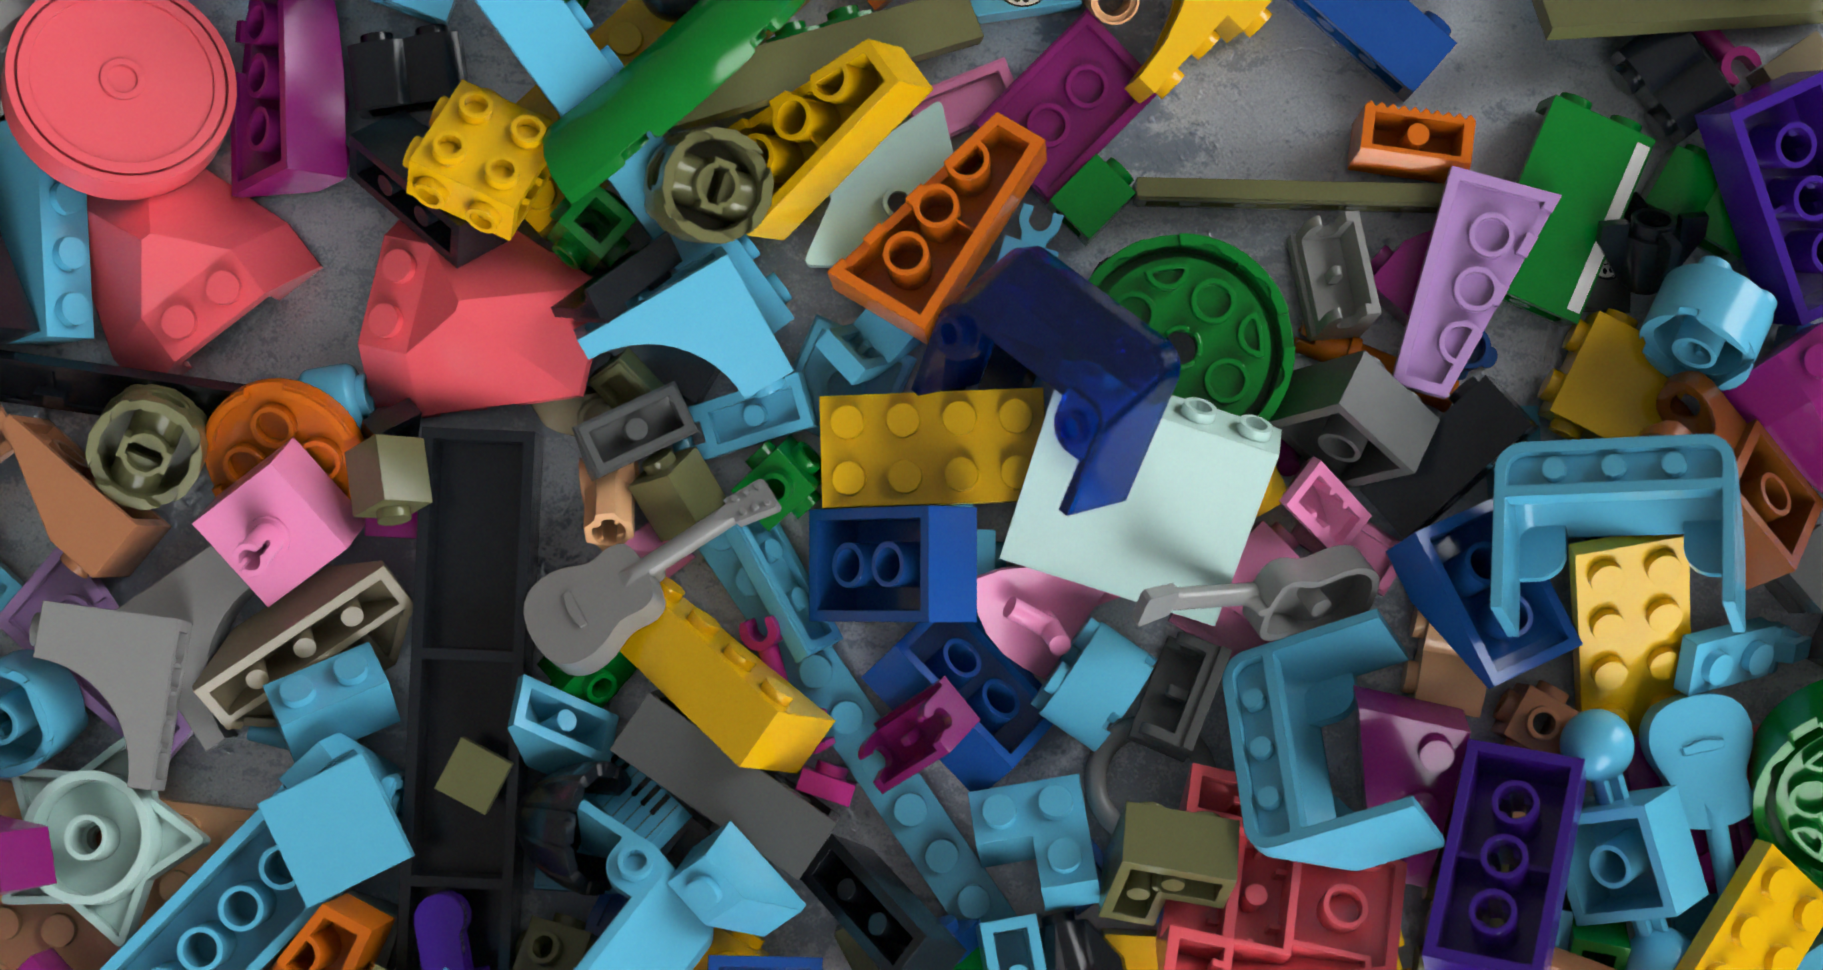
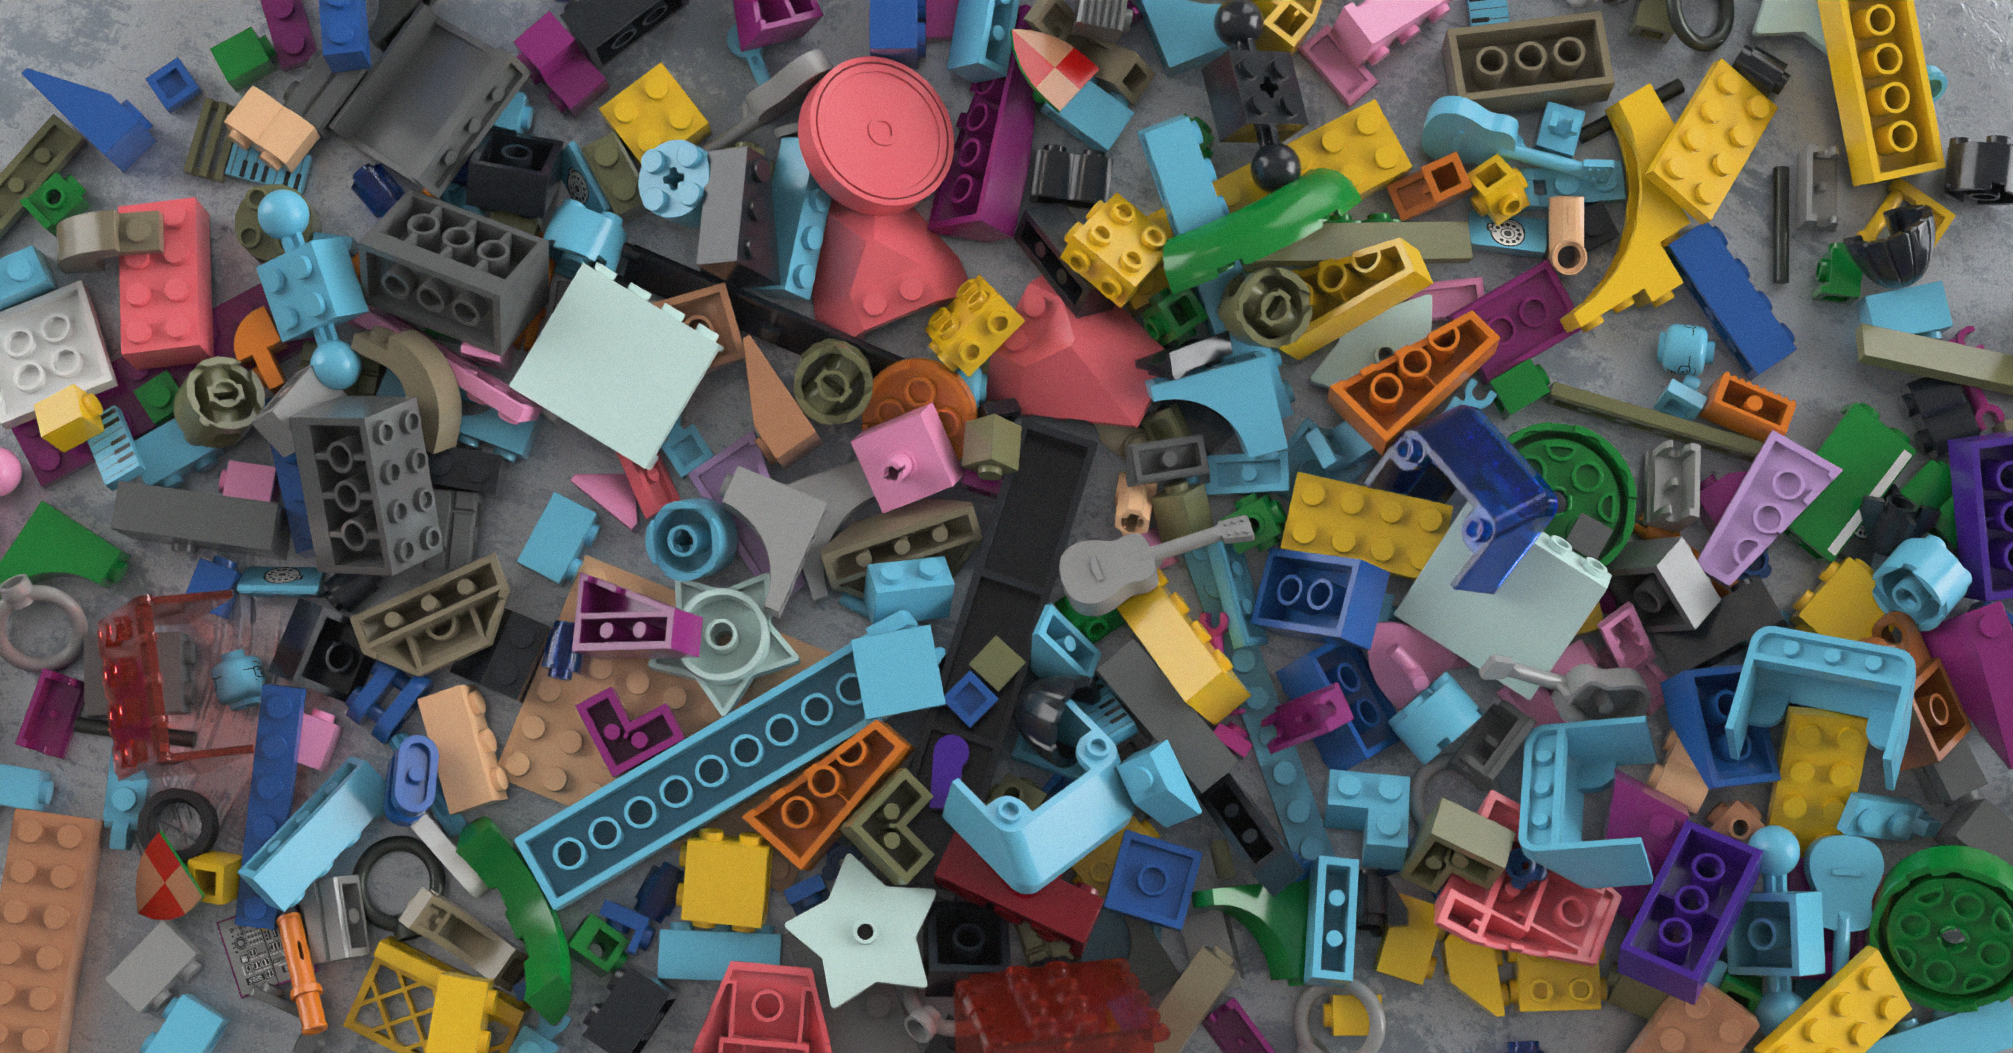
camera: 10 degrees right, 5 degrees down
(320, 315) = (972, 326): none -> yellow brick
(448, 836) = (970, 699): none -> blue plate
(1236, 385) = (1588, 536): none -> dark grey piece
(1257, 873) = (1522, 877): none -> blue plate
(1305, 83) = (1685, 349): none -> medium azure head
(1317, 153) = (1681, 398): none -> medium azure tile

